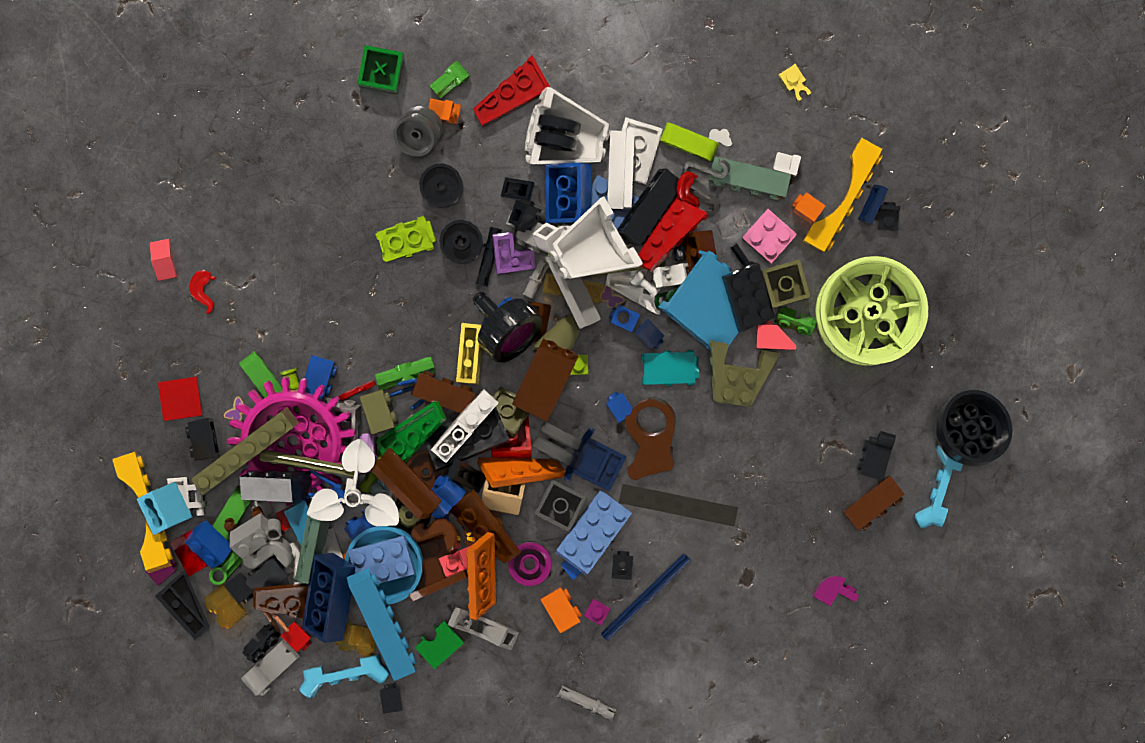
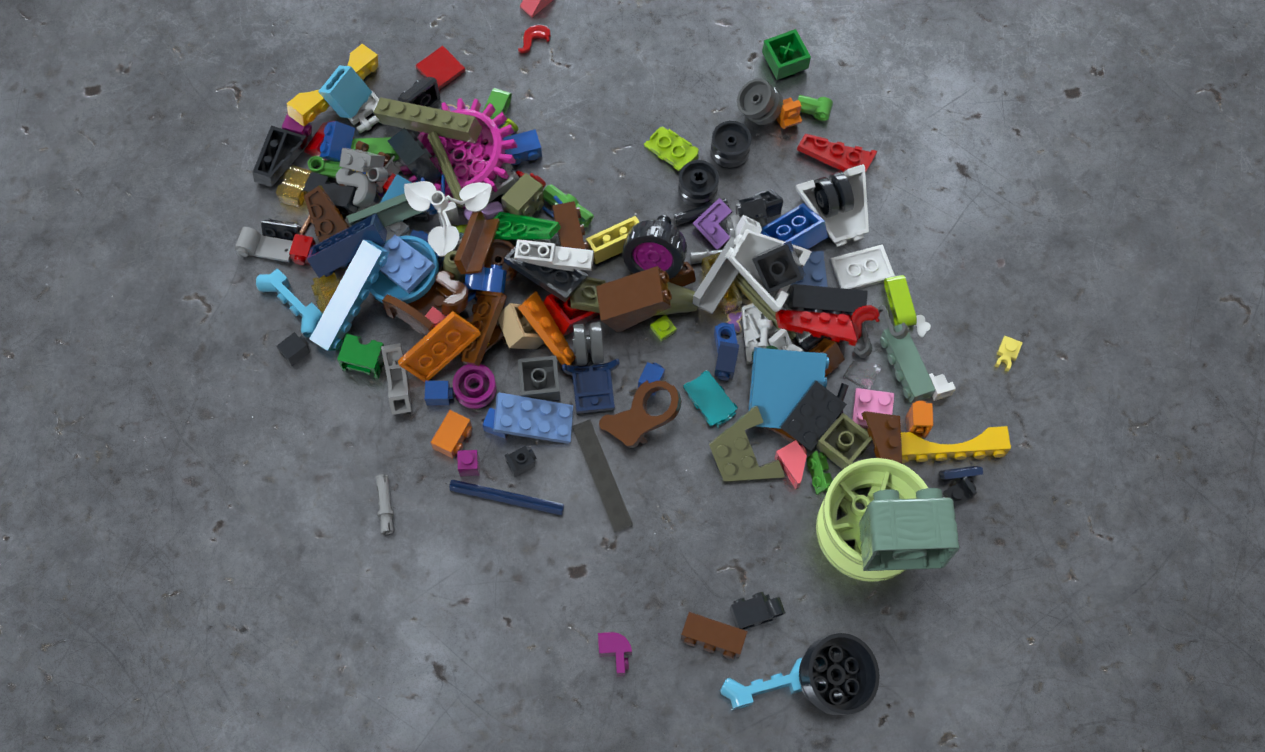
camera: 60 degrees right, 20 degrees down
(466, 475) = (514, 284): black plate -> none
(515, 598) = (438, 393): none -> blue brick
(603, 237) = (778, 267): none -> black brick
(621, 169) = (841, 262): white panel -> none
(807, 249) = (886, 435): none -> reddish brown wing
(916, 311) = (908, 531): none -> sand green brick

